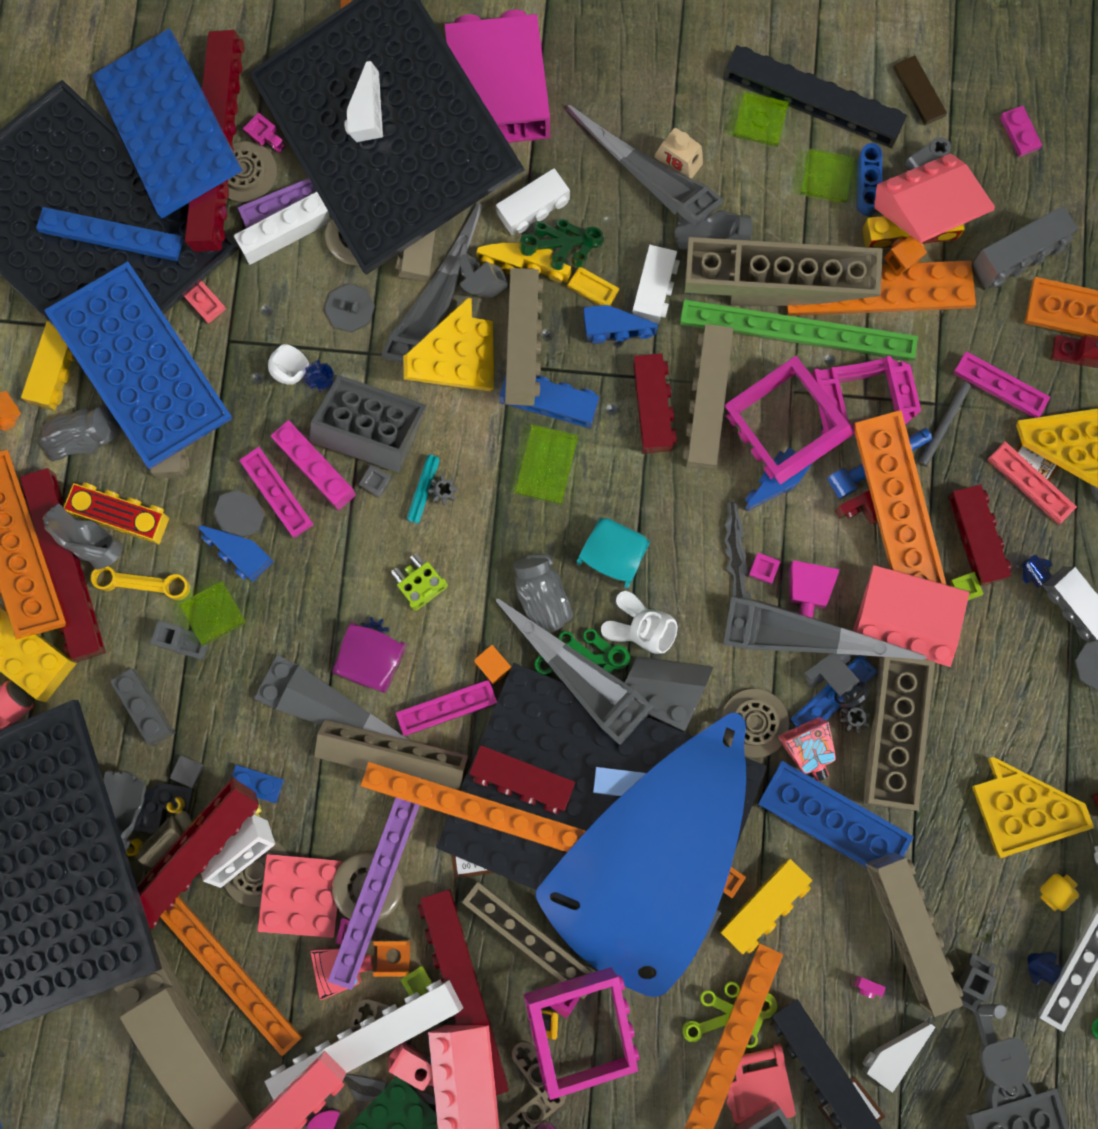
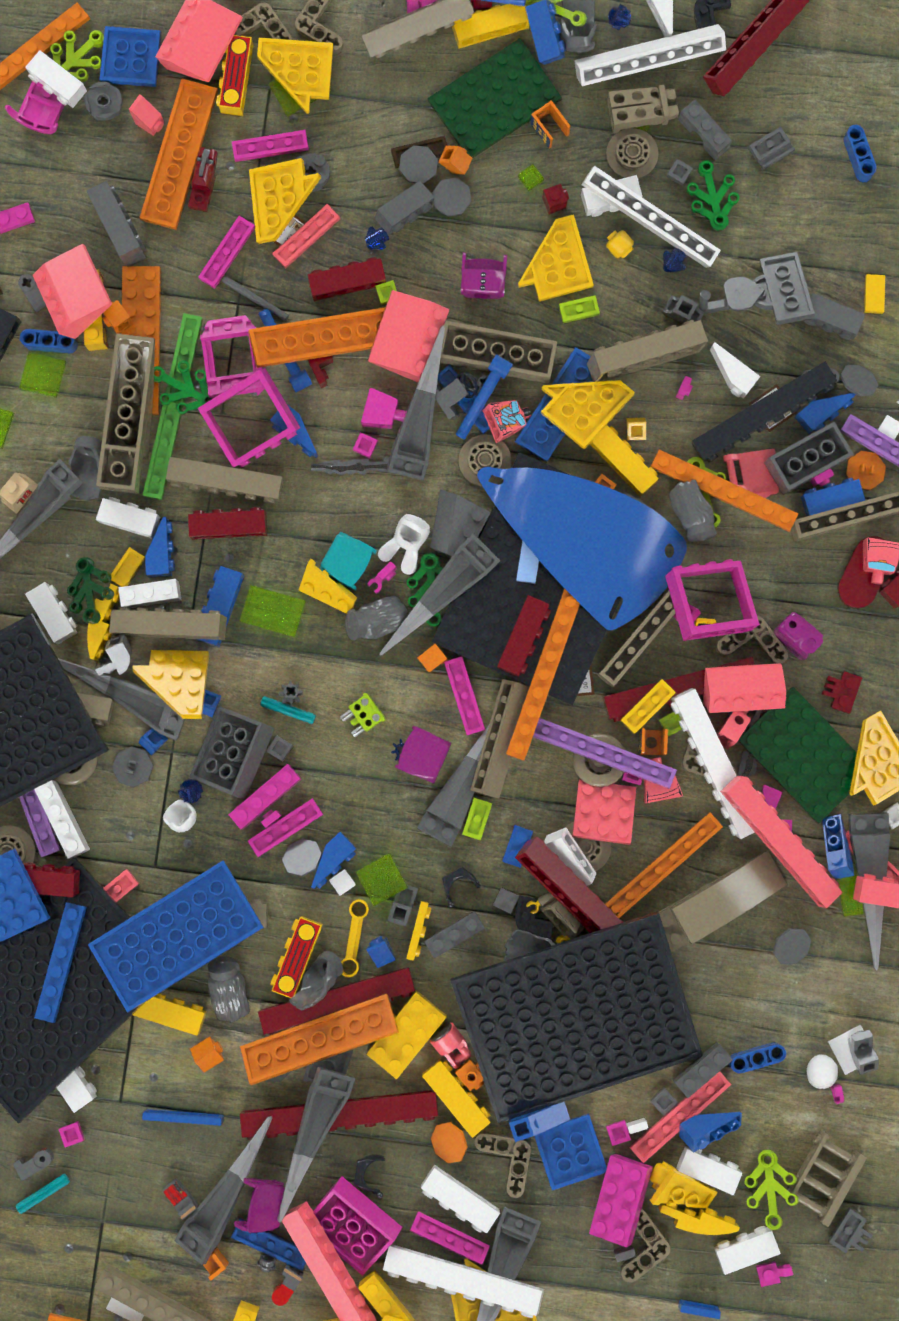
camera: 85 degrees left, 5 degrees up
(120, 614) = (380, 951): none -> blue slope
(148, 662) = (419, 931): none -> yellow plate
(209, 565) = (342, 882): none -> white tile
(220, 714) = (449, 879): none -> black helmet
(288, 473) = (270, 818): none -> dark pink plate
(289, 730) = (477, 819): none -> lime plate
(381, 329) = (152, 741): none -> blue slope
(430, 394) = (211, 703): none -> blue slope
(436, 949) = (648, 706): none -> yellow plate
(561, 315) = (150, 593): none -> white brick
(579, 519) = (323, 588): none -> yellow wing
(600, 602) = (386, 573): none -> dark pink plate
(701, 1003) = (693, 511): none -> dark grey hair
(810, 923) = (636, 428): none -> yellow slope
(819, 344) = (186, 390): none -> green plant
(832, 852) = (585, 407): none -> yellow wing
(875, 733) = (499, 369): none -> blue piece
(965, 840) = (579, 309): none -> lime plate
(997, 710) = (483, 278): none -> magenta piece

